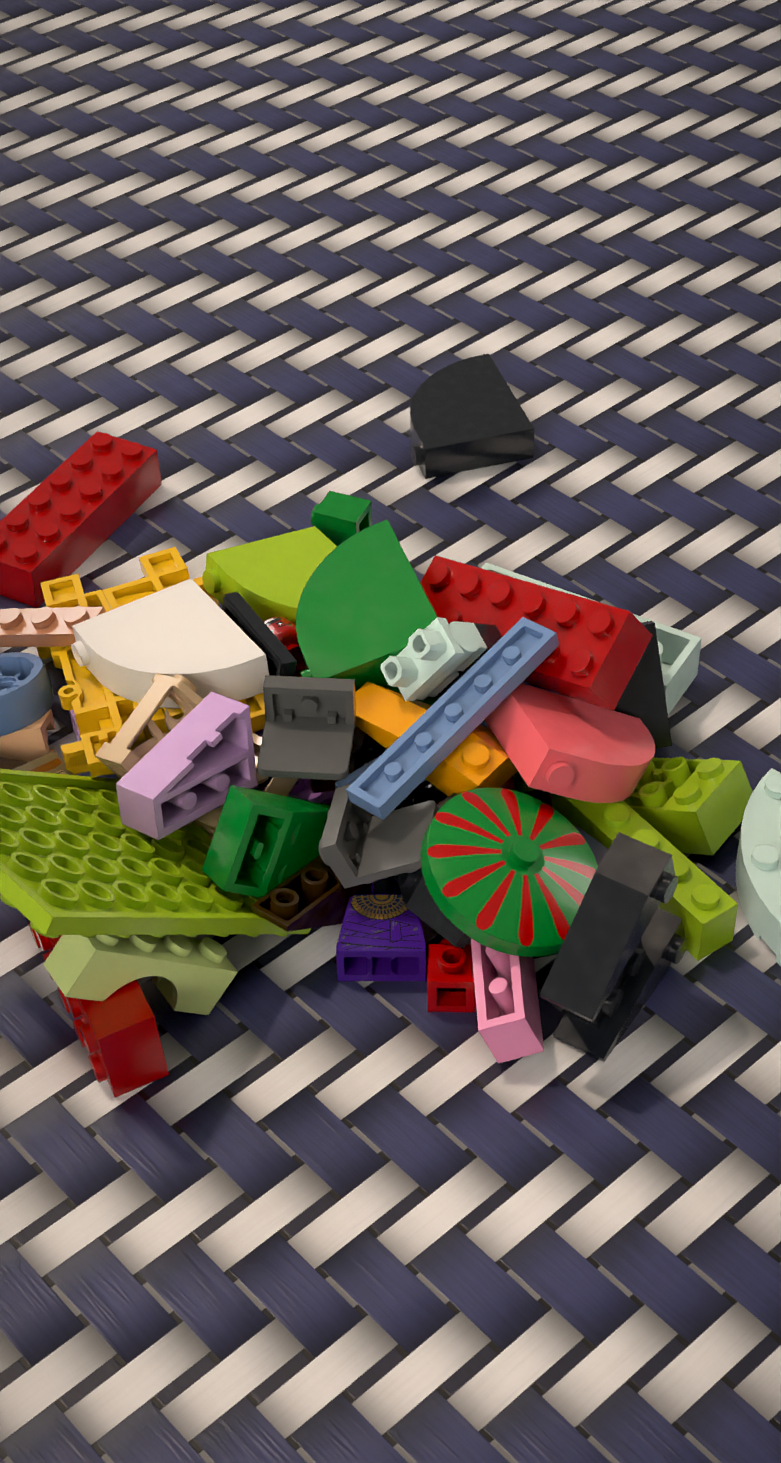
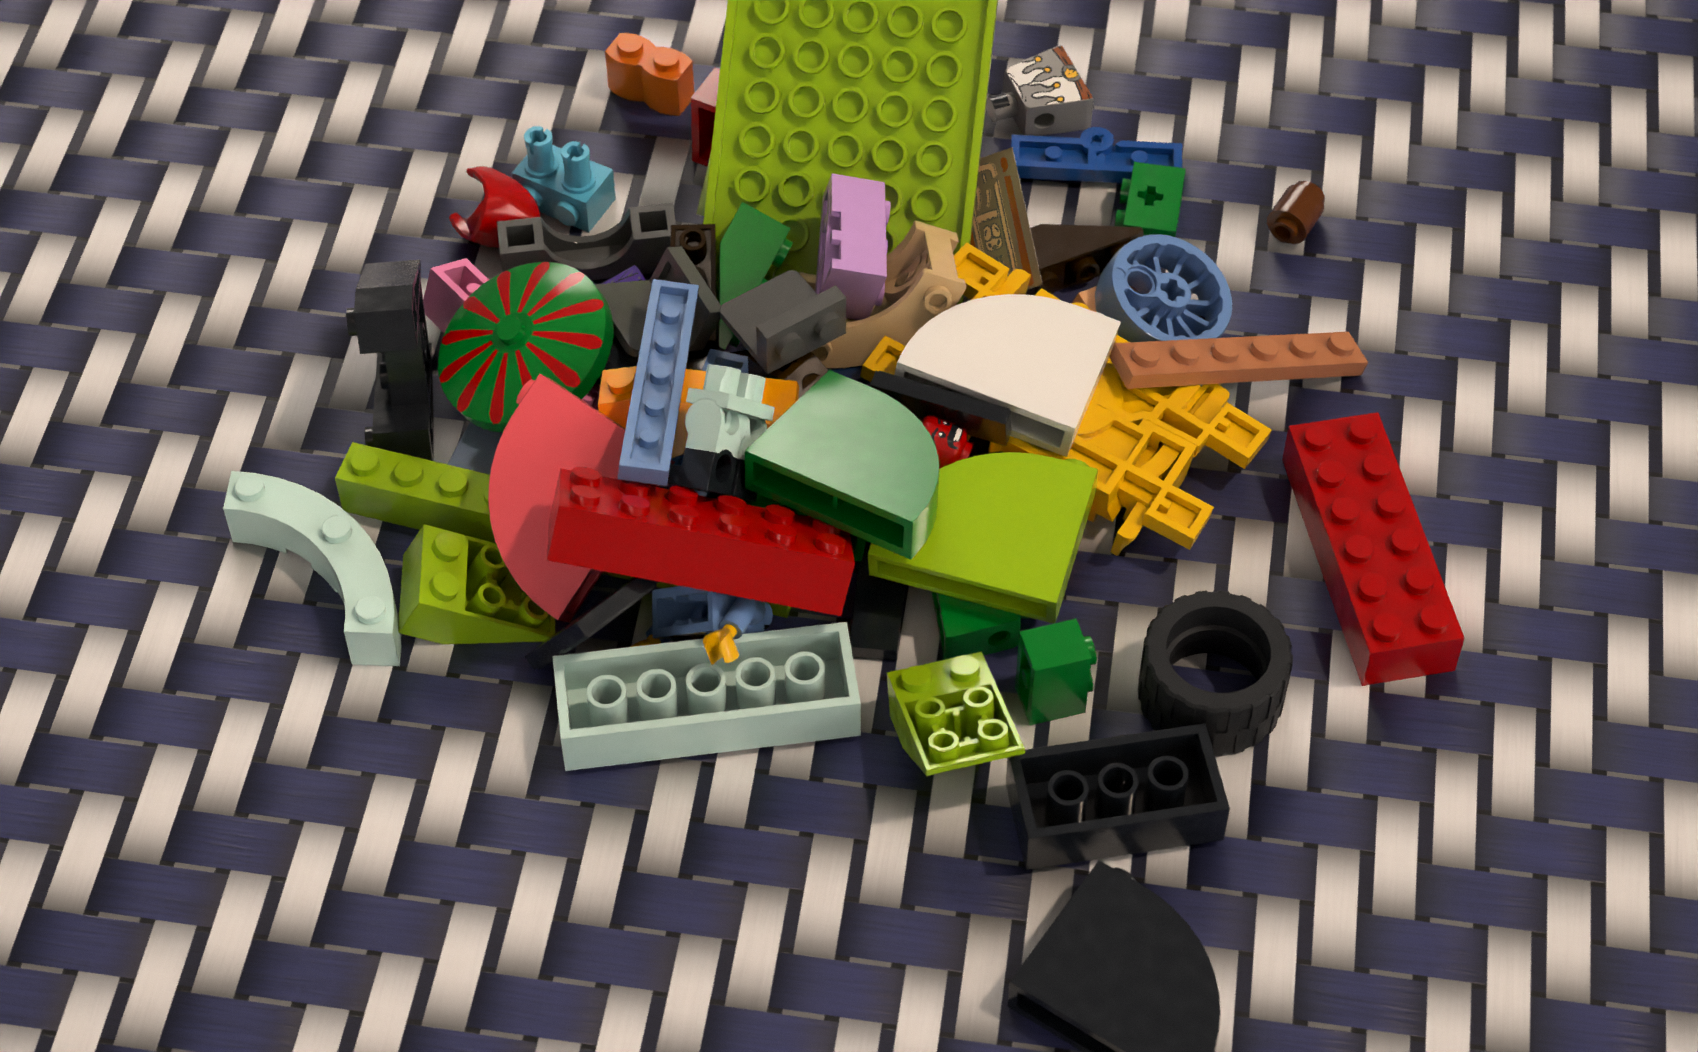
camera: 140 degrees right, 10 degrees up
(124, 1161) = (649, 74): none -> orange brick
(247, 493) = (1226, 627): none -> black tyre
(306, 985) = (635, 240): none -> dark grey arch
(313, 1091) = (565, 180): none -> medium azure brick
(400, 479) = (1116, 796): none -> black brick
(406, 1092) = (502, 201): none -> red piece
(441, 521) = (951, 714): none -> lime slope

